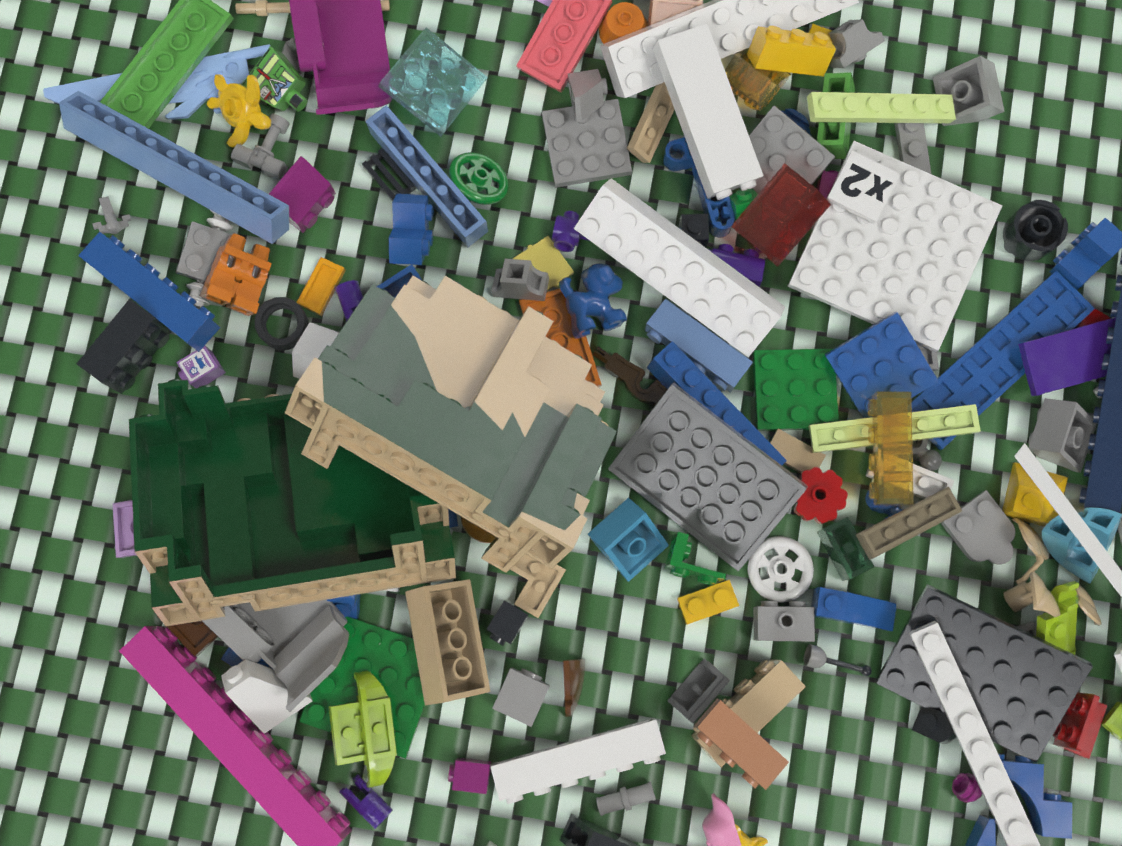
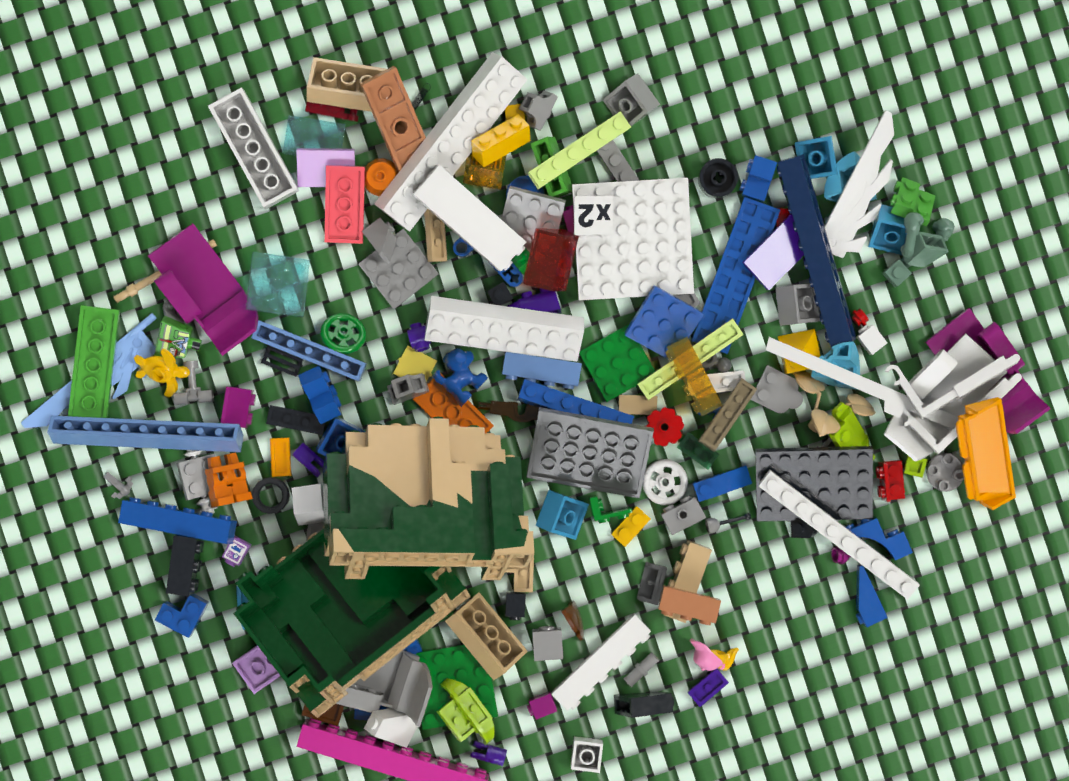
camera: 25 degrees left, 10 degrees up
(87, 416) = (185, 619): none -> blue brick
(363, 250) = (294, 420): none -> black plate

